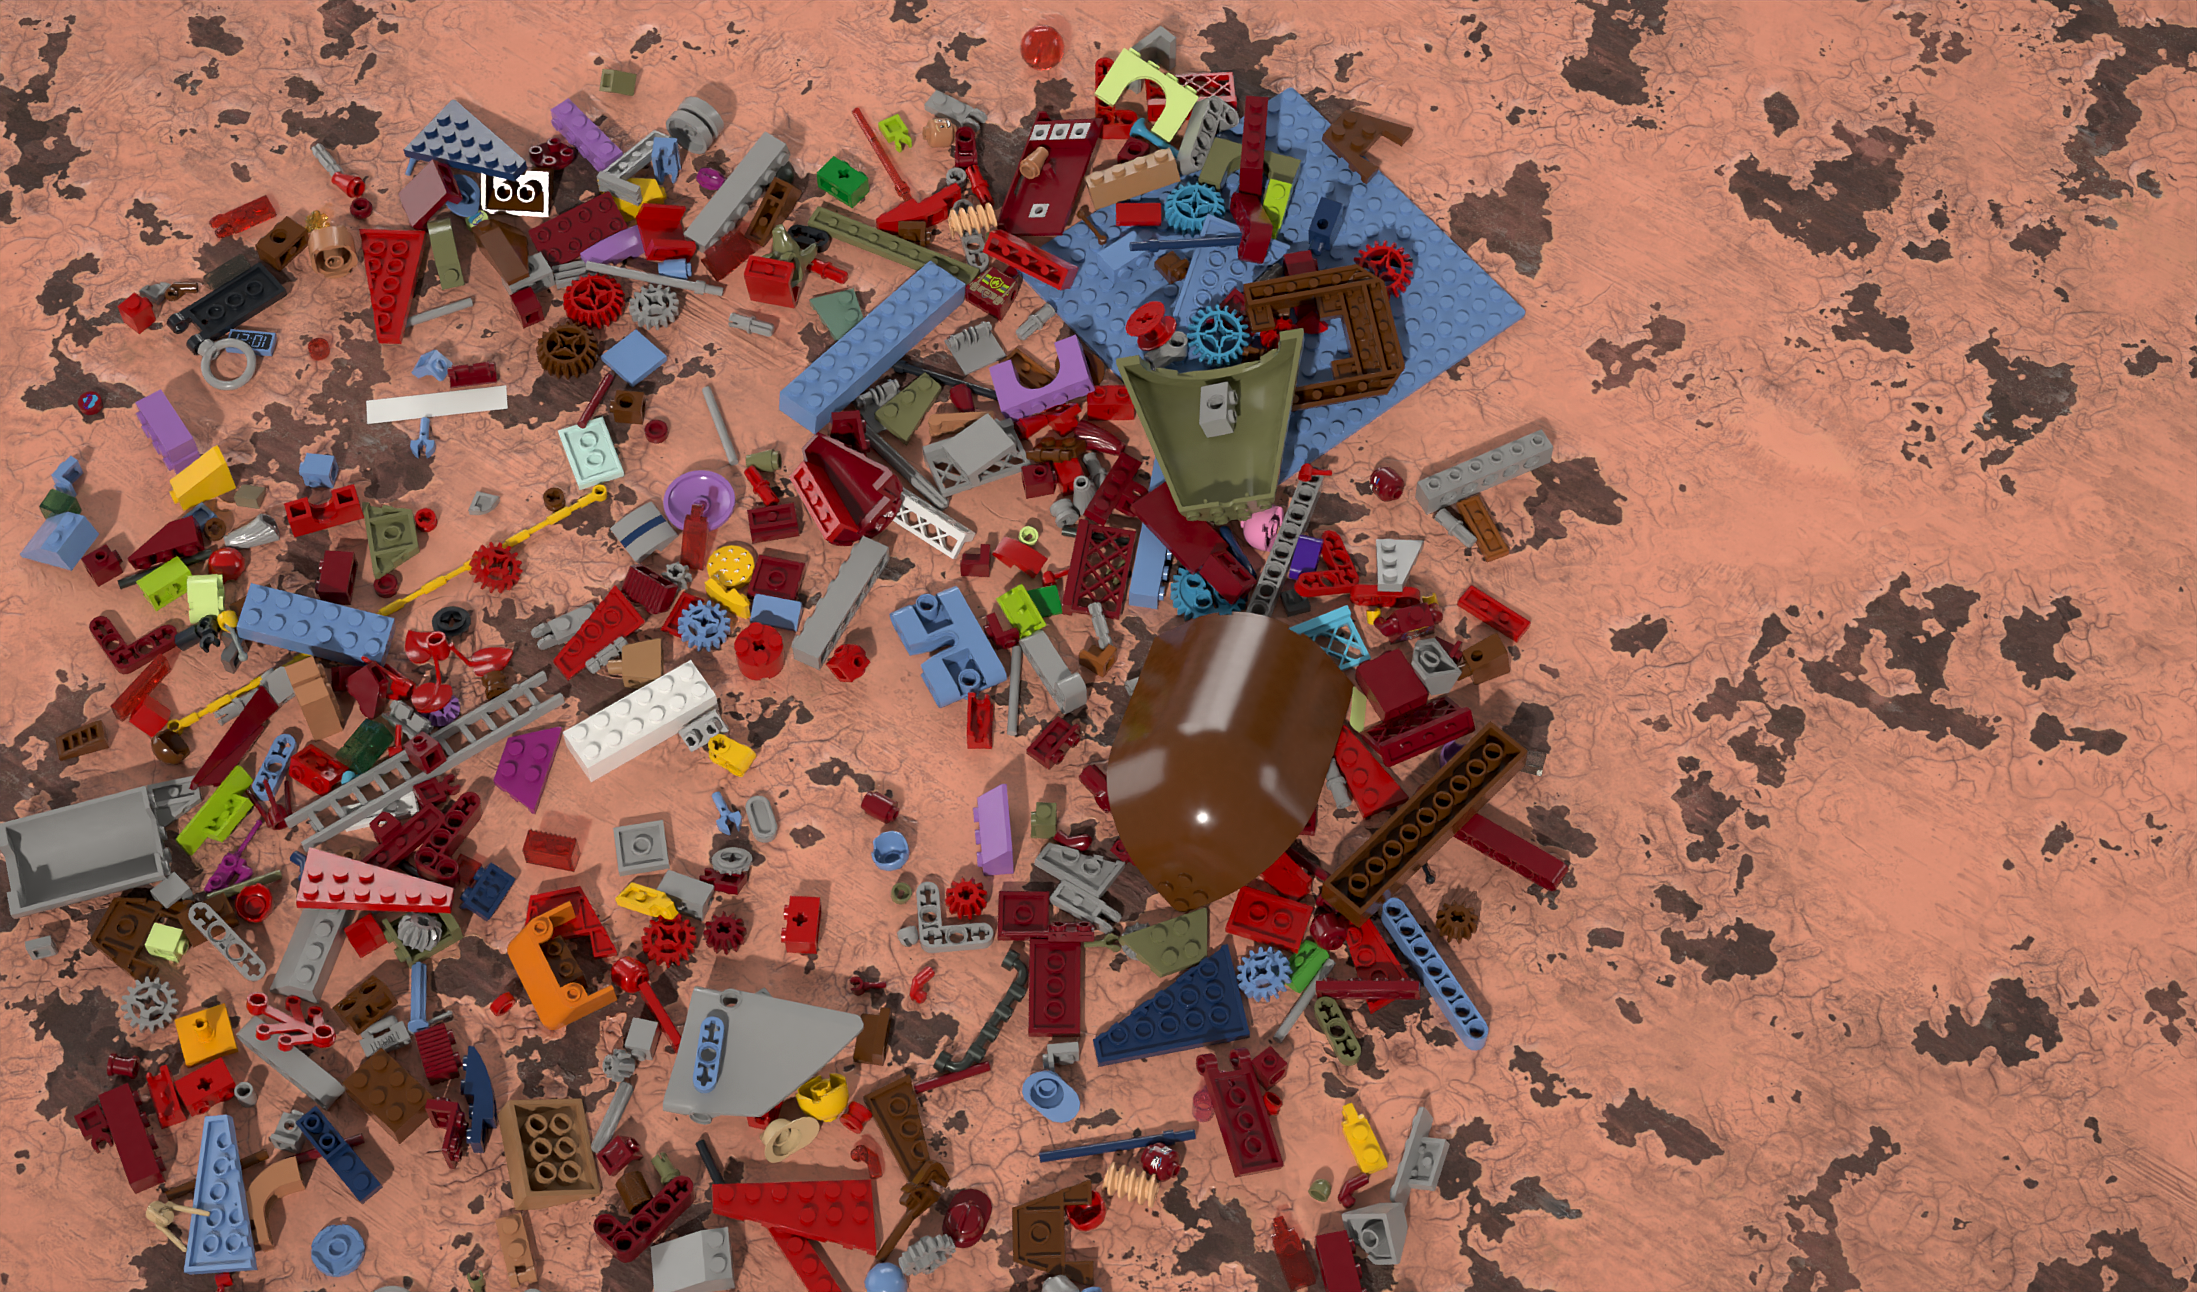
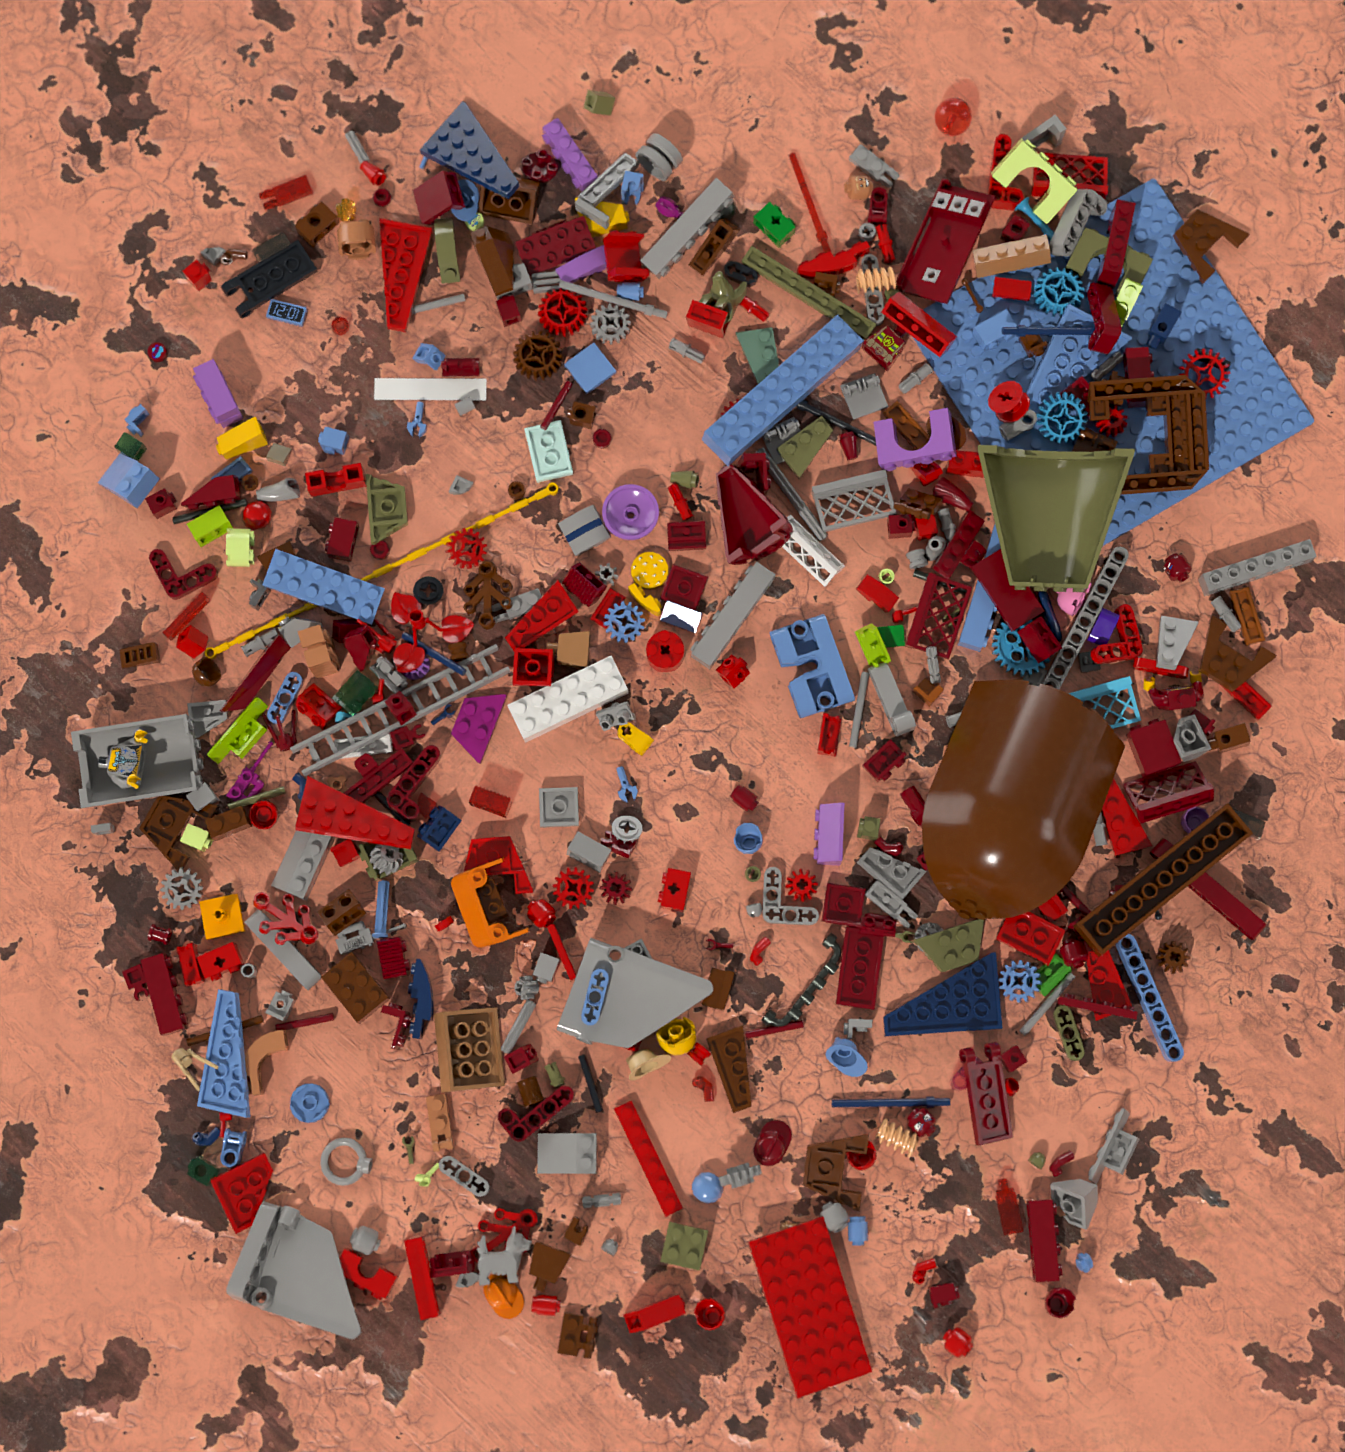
camera: 10 degrees right, 20 degrees up
(70, 858) = (126, 761): none -> torso
(204, 633) = (238, 574): black bar -> none
(210, 350) = (253, 317): light grey piece -> none
(228, 622) = (256, 572): hinge -> none
(229, 939) = (241, 847): light grey beam -> none
(339, 1154) = (315, 1031): dark blue slope -> none
(425, 526) = (412, 500): red bush -> none
(468, 692) = (436, 655): none -> dark blue bar
(481, 415) = (464, 406): none -> light grey hinge
(485, 760) = (443, 715): none -> dark blue hand
(523, 593) = (487, 593): none -> reddish brown plant
(592, 684) = (533, 667): none -> red slope
(608, 653) = (546, 636): light grey axle -> none
(646, 901) = (559, 855): yellow hinge -> none
(695, 538) = (624, 546): clear red hinge -> none
(720, 426) = (653, 440): light grey bar -> none
(727, 255) = (674, 284): clear red brick -> none
(761, 819) = (652, 793): light grey tile -> none
(810, 1209) = (660, 1124): red wing -> none
(822, 500) = (728, 526): red panel -> none
(895, 130) = (822, 179): lime plate -> none
(917, 1198) = (736, 1127): reddish brown piece -> none
(953, 422) = (845, 466): nougat plate -> none
(976, 564) = (842, 593): dark red panel -> none
(979, 448) = (858, 497): light grey panel -> none
(1000, 639) = (849, 657): dark red bracket -> none
(1030, 425) = (899, 475): red cone -> none
(1033, 164) = (932, 229): nougat cone -> none
(1218, 409) = (1050, 479): light grey brick -> none
(1307, 471) = (1116, 552): red hand -> none
(1311, 324) = (1137, 413): red tile -> none
(1358, 710) = (1124, 765): yellowish green sticker -> none
(1362, 1141) = (1074, 1125): yellow hinge -> none
(1467, 582) = (1227, 665): none -> reddish brown wing

